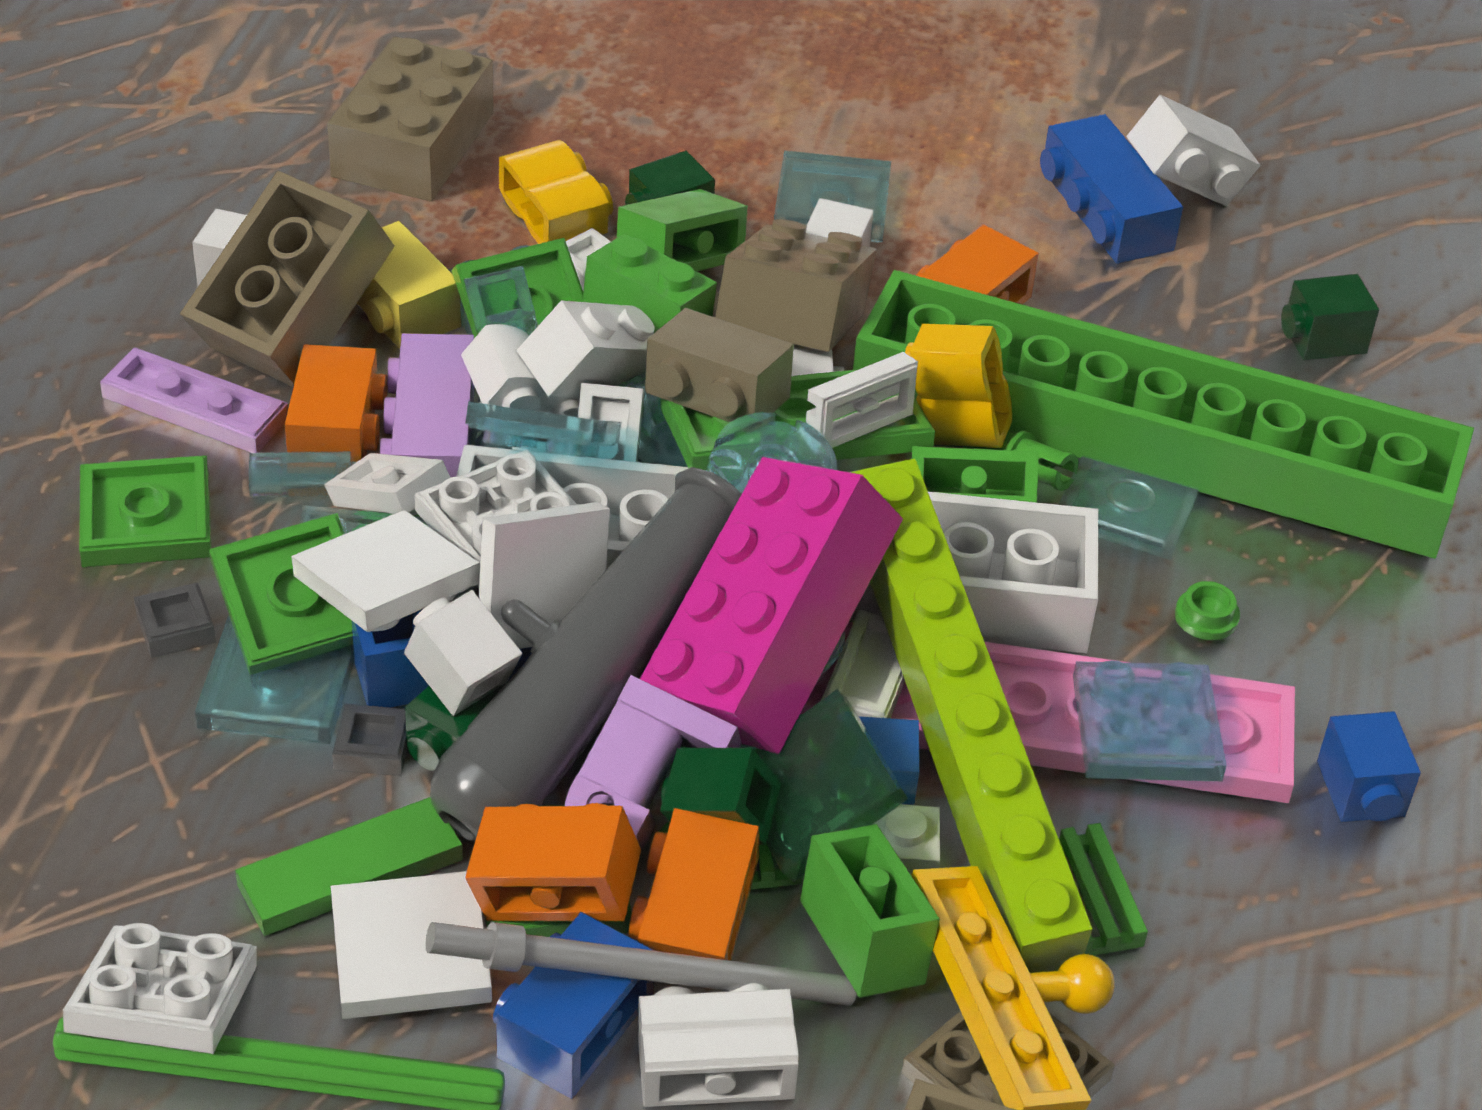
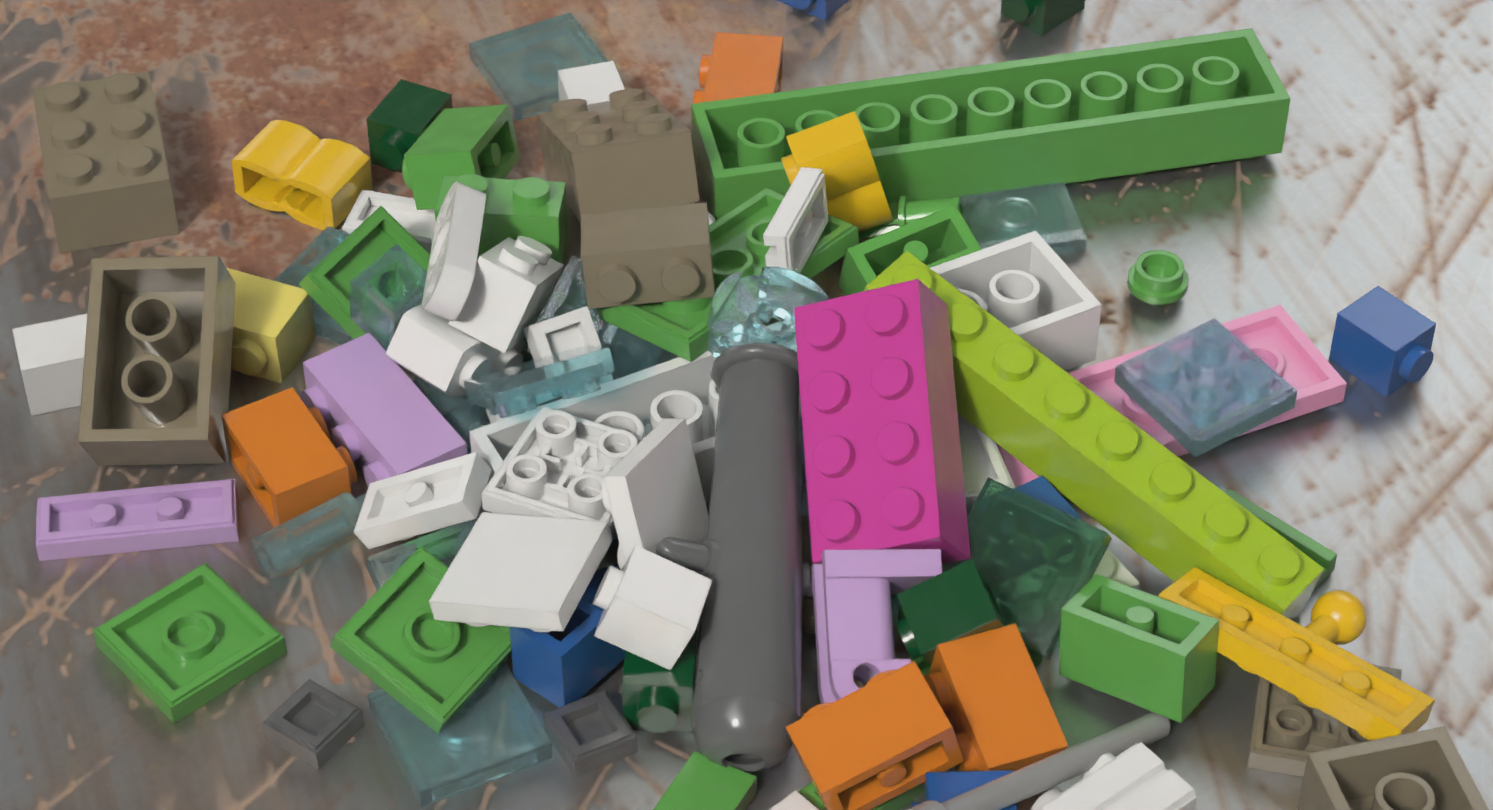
camera: 30 degrees left, 0 degrees up
(567, 282) = (454, 251): none -> white beam

